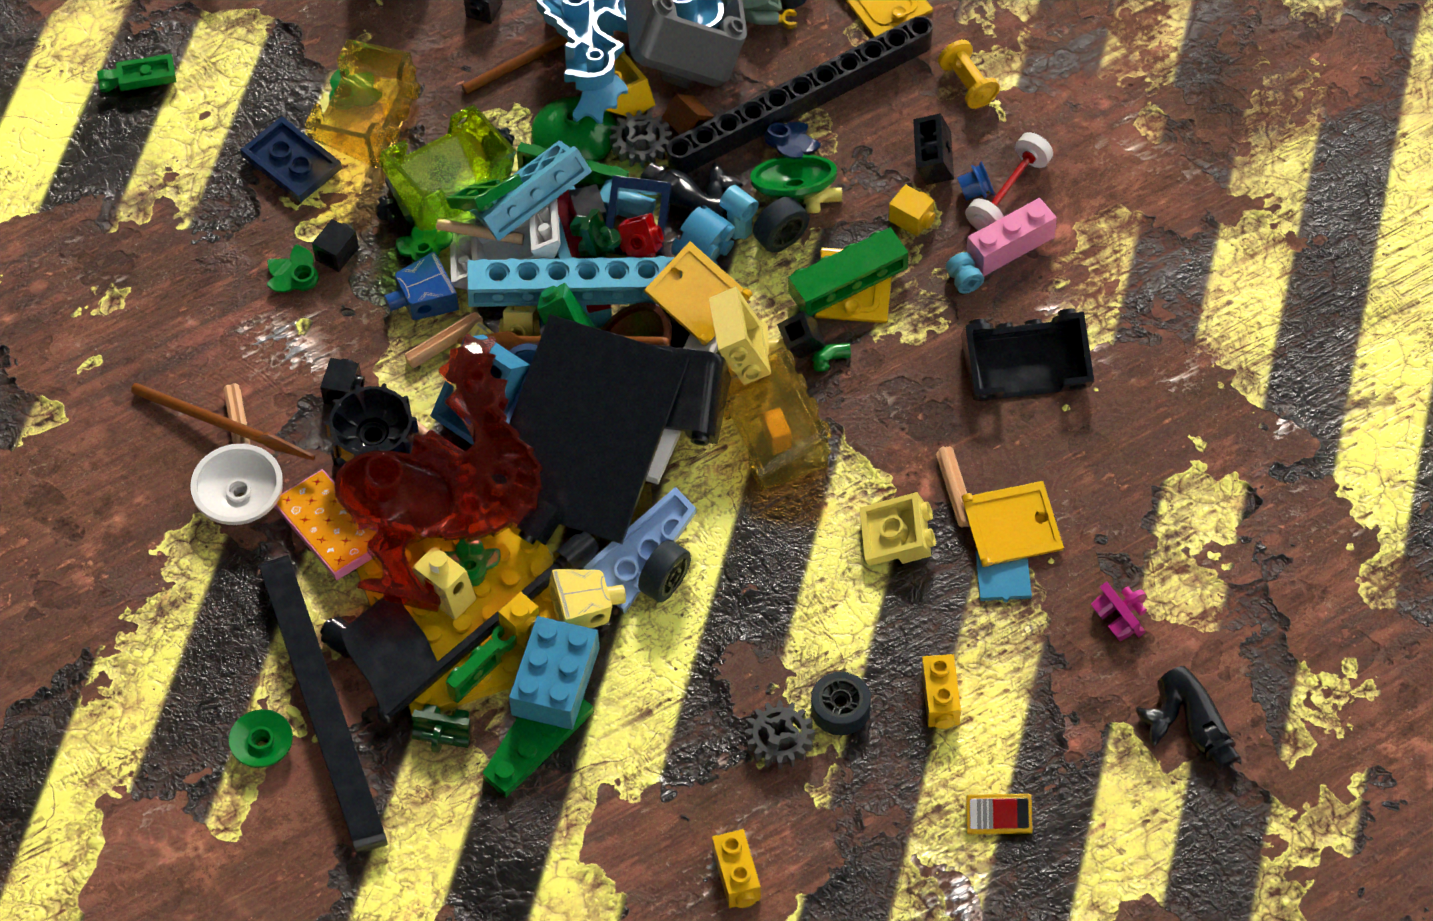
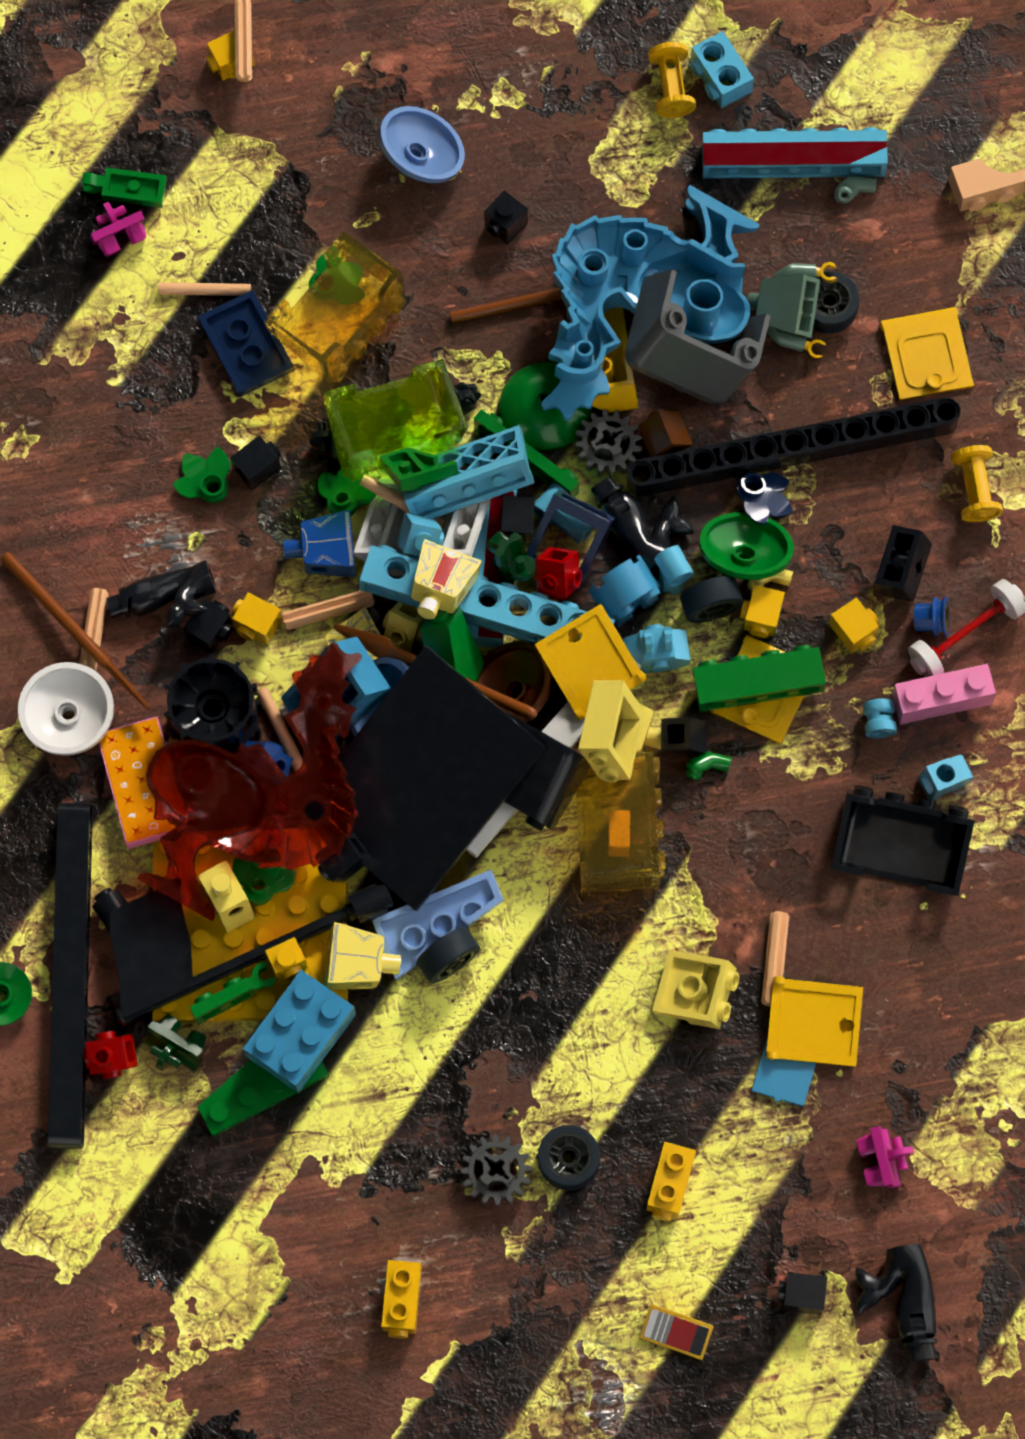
camera: 20 degrees right, 15 degrees up
(140, 103) = (131, 225): none -> dark pink hips
(235, 132) = (203, 289): none -> light nougat bar
(307, 360) = (156, 591): none -> black piece
(383, 363) = (256, 618): none -> yellow brick
(395, 753) = (110, 1054): none -> red brick
(507, 243) = (416, 530): none -> medium azure brick
(542, 261) = (442, 579): none -> light yellow torso
(755, 273) = (659, 648): none -> medium azure hinge
(828, 223) = (762, 611): none -> yellow brick
(1040, 299) = (945, 777): none -> medium azure leg
(1099, 743) = (803, 1293): none -> black brick

